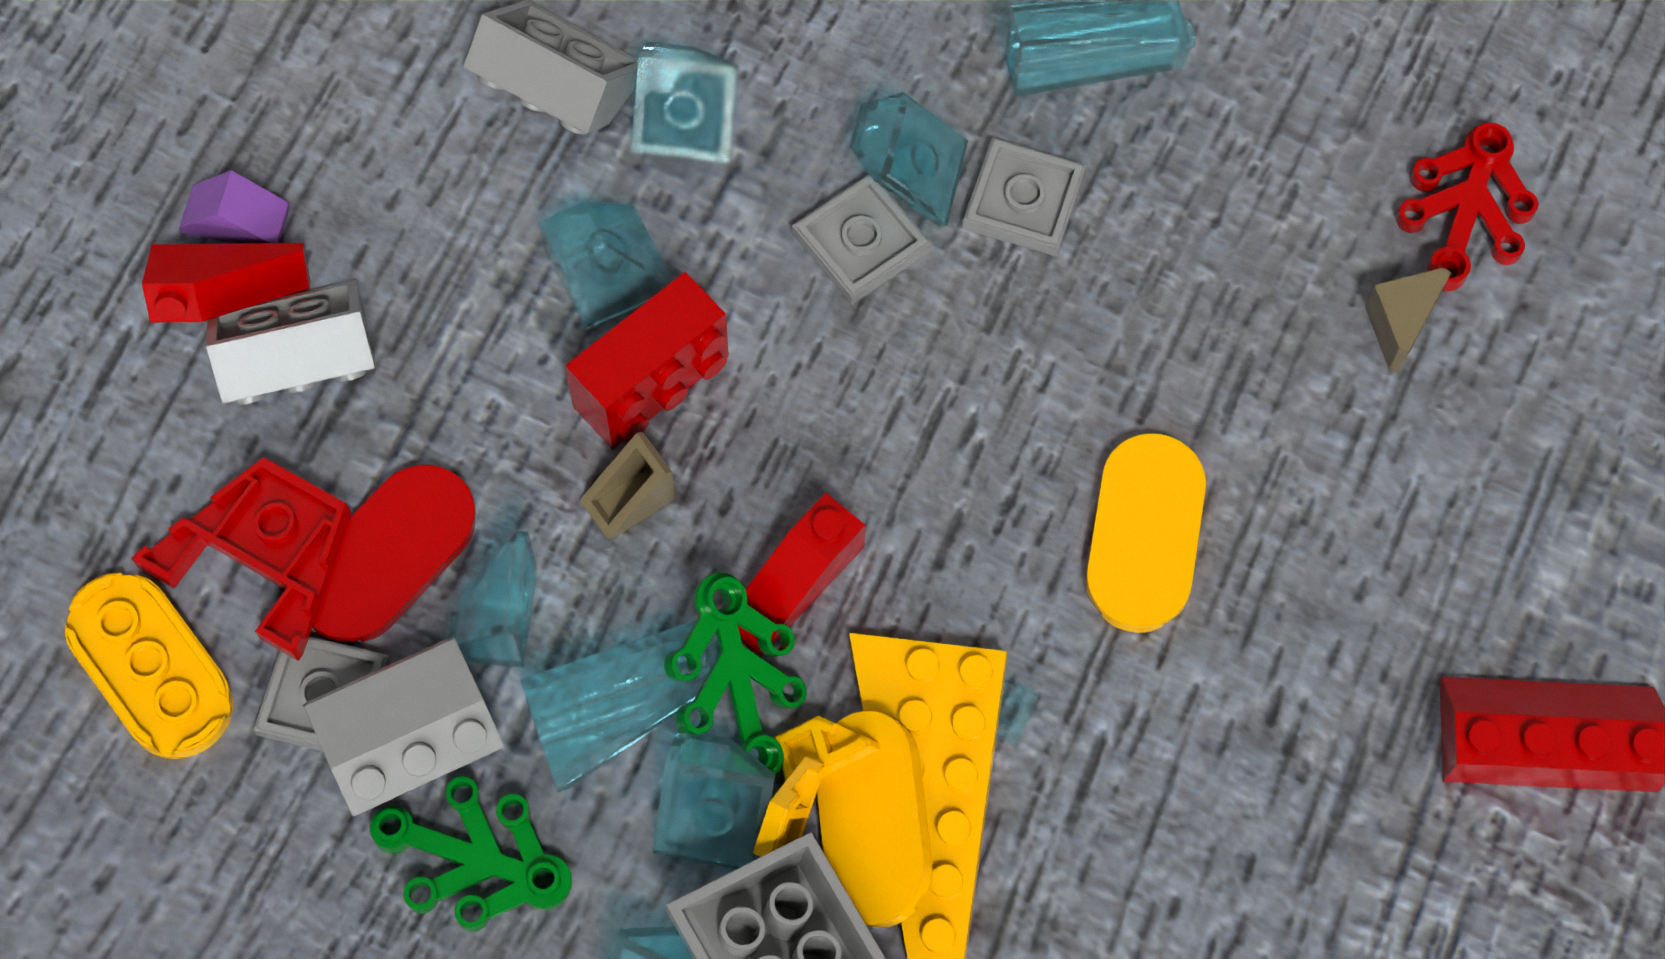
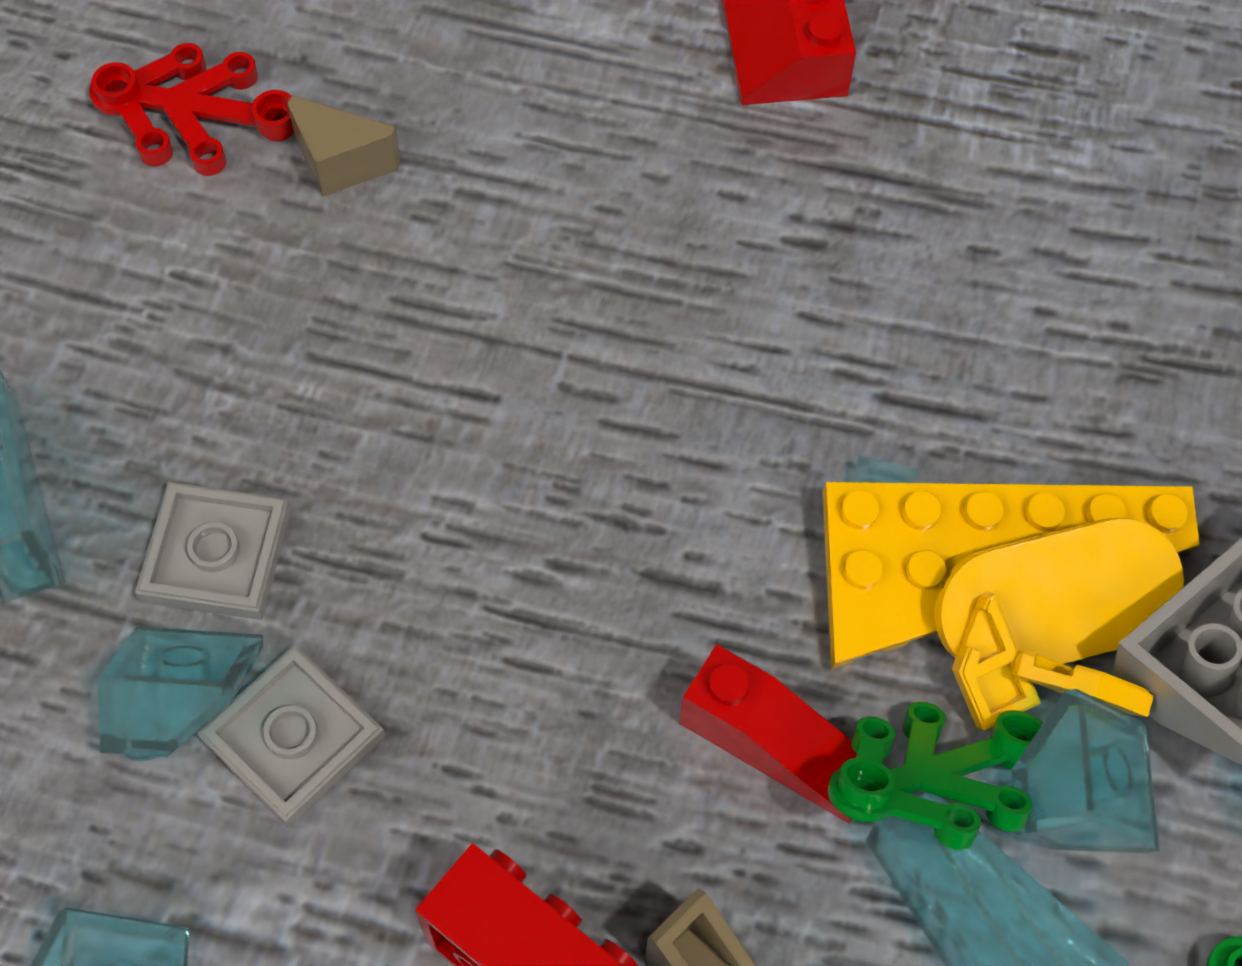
camera: 100 degrees left, 5 degrees down
(1146, 532) = (637, 373): yellow tile -> none

